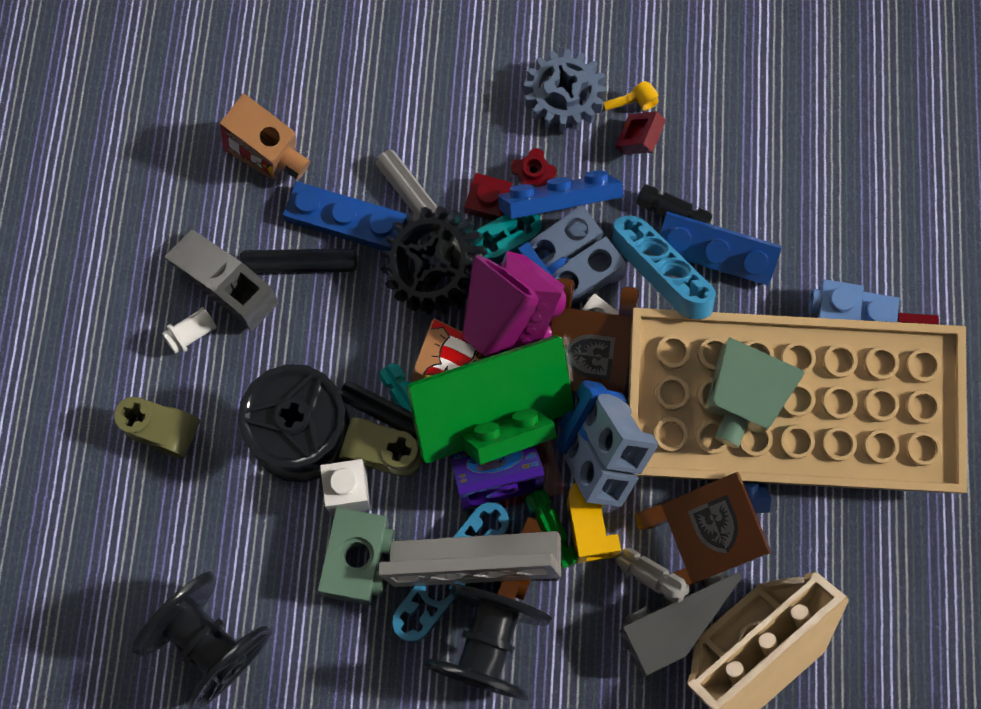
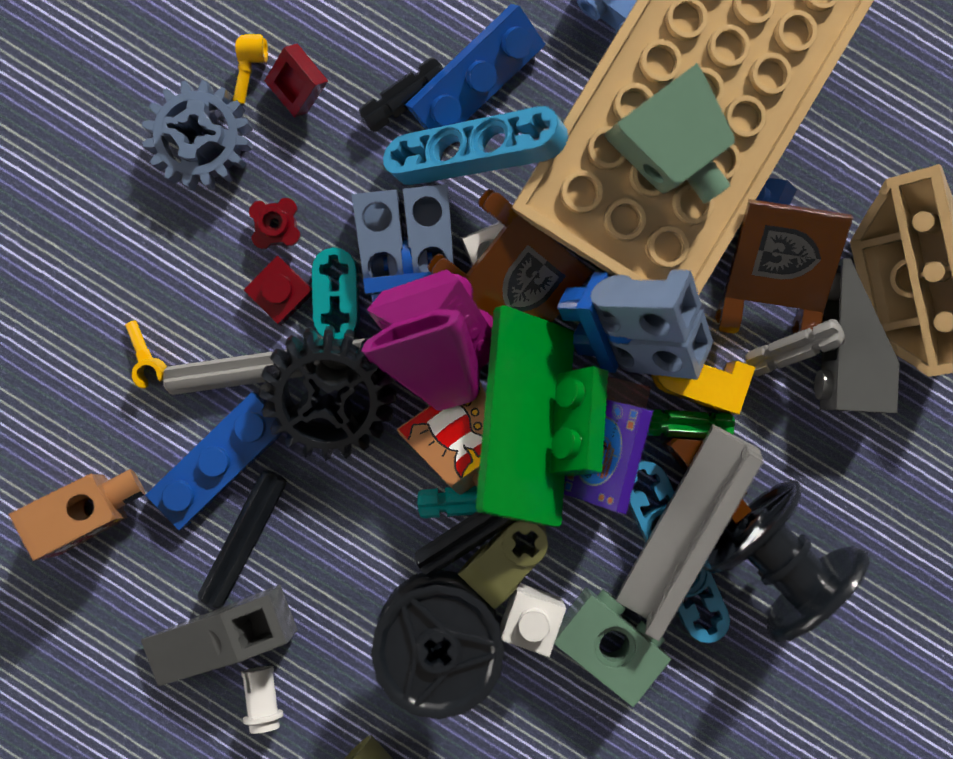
camera: 55 degrees left, 15 degrees up
(392, 133) = (143, 356): none -> yellow hand
(559, 194) = (324, 212): blue plate -> none

